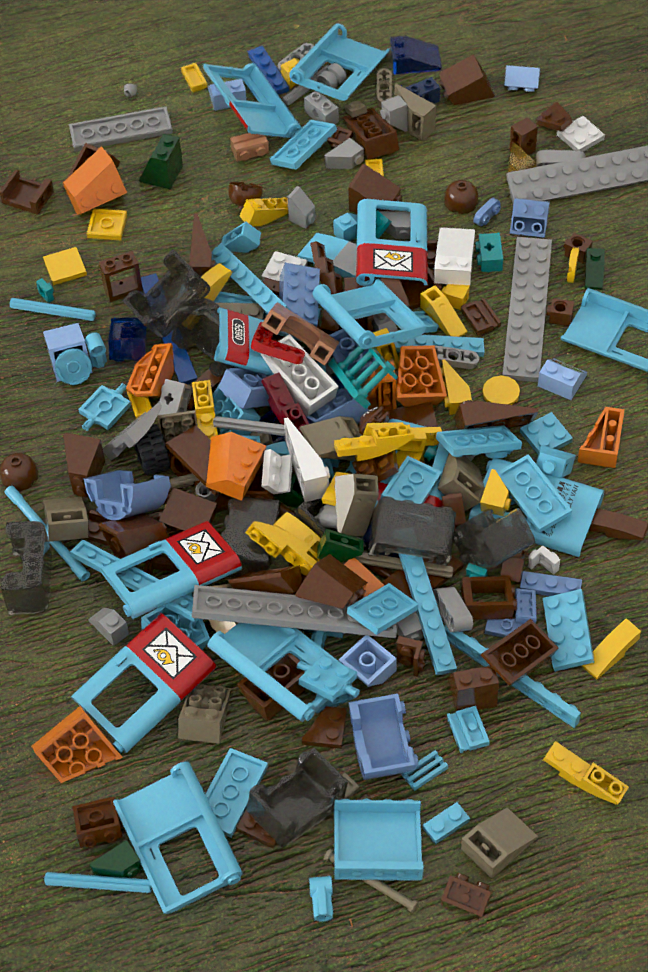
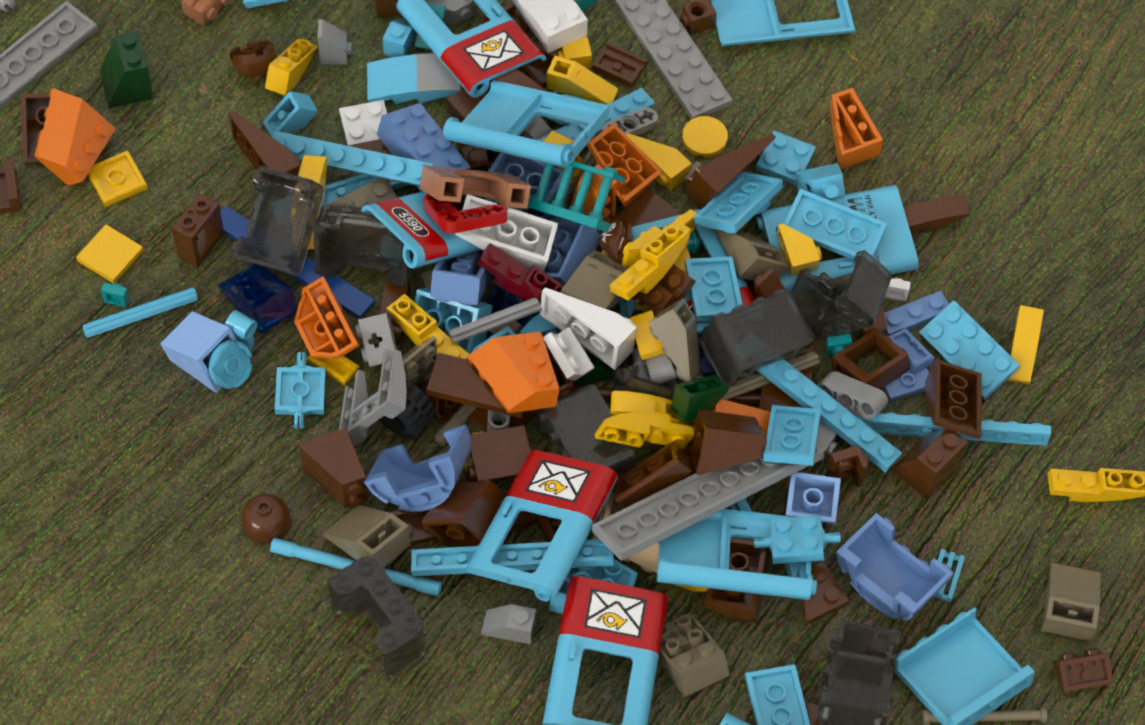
camera: 40 degrees left, 5 degrees up
(327, 274) = (415, 95): reddish brown slope -> none
(446, 823) = (1007, 614): medium azure plate -> none
(468, 729) = (955, 508): medium azure plate -> none
(561, 378) = (755, 88): light blue slope -> none

